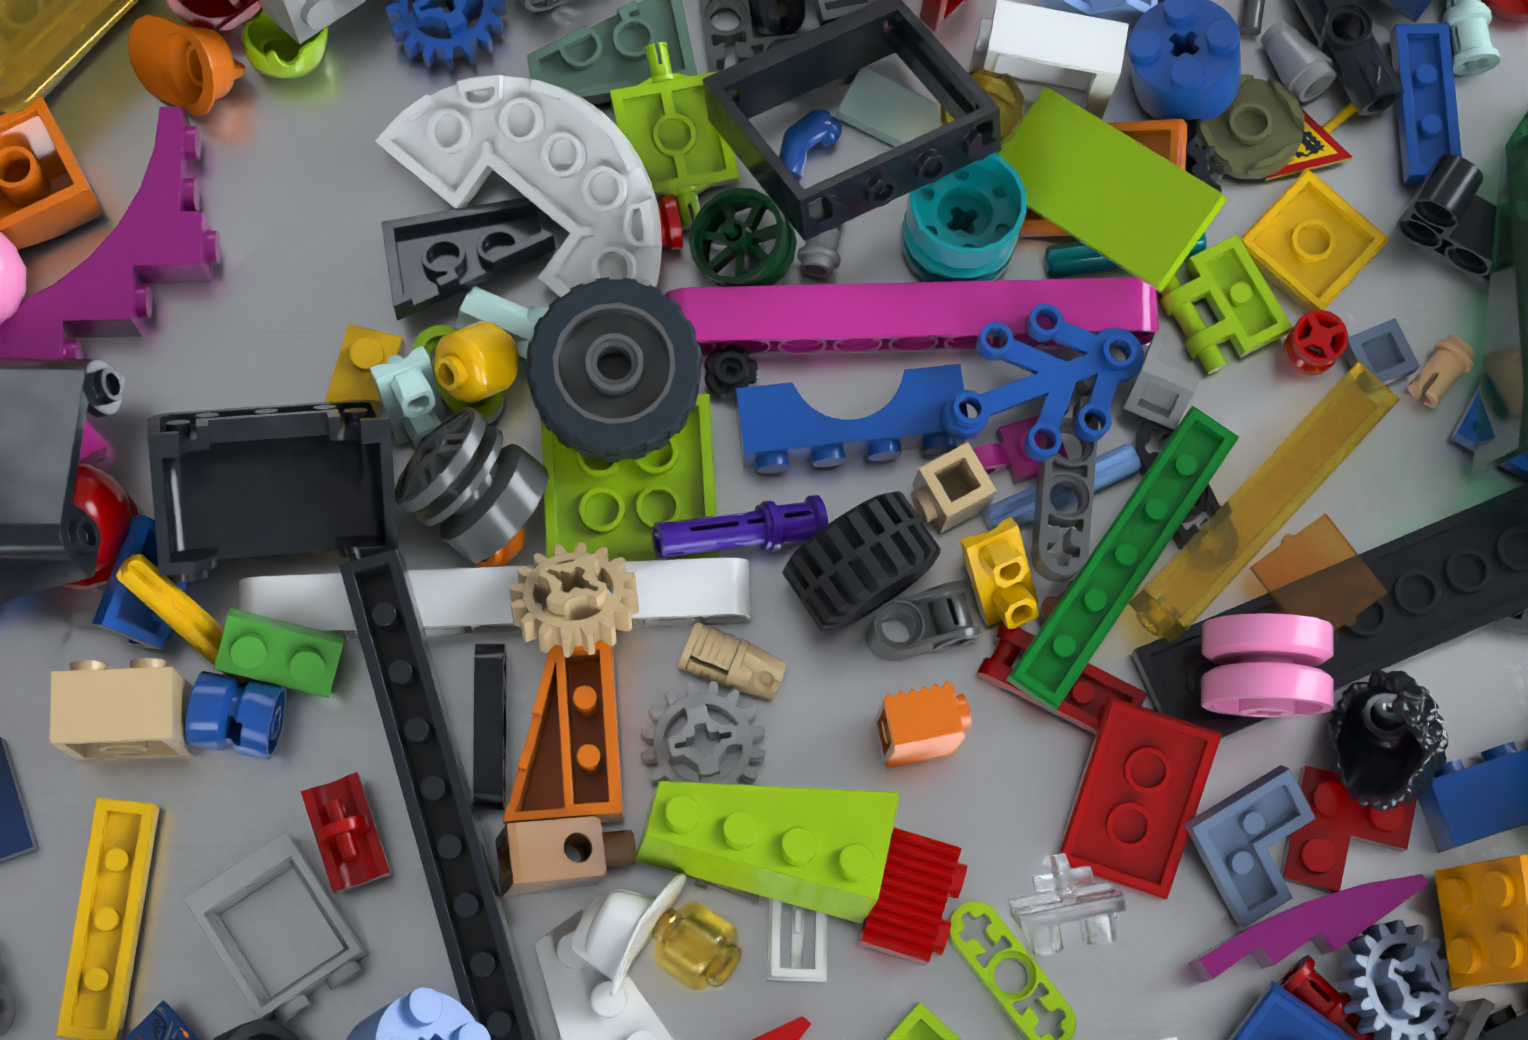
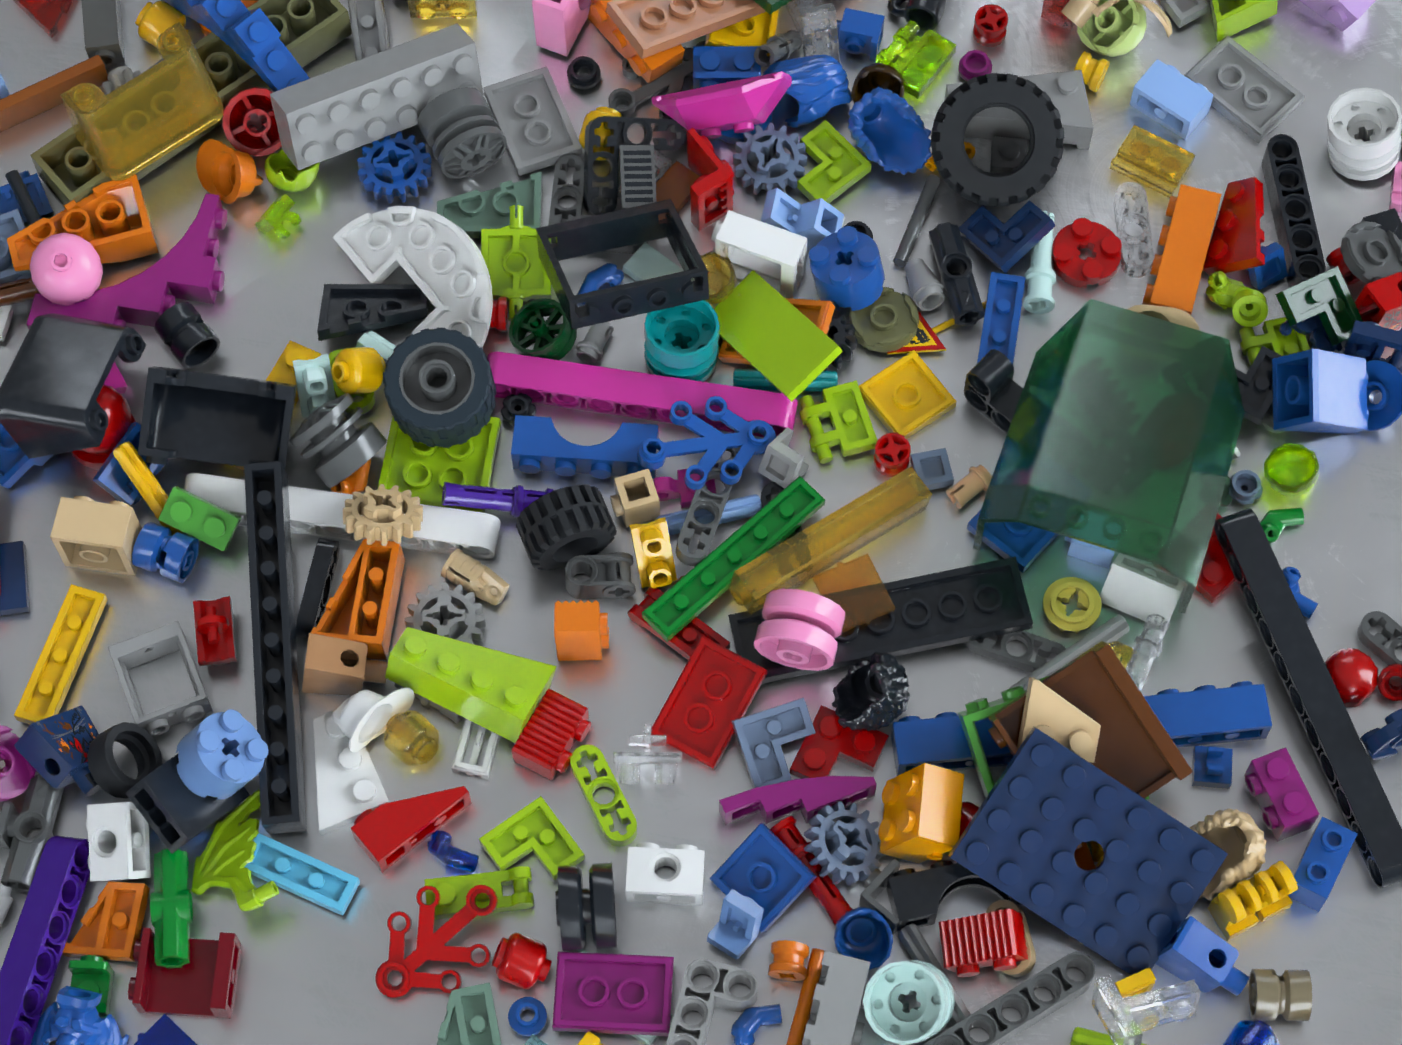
camera: 20 degrees right, 10 degrees down
(176, 339) = (187, 335): none -> black wheel
(277, 120) = (275, 216): none -> clear neon green tile

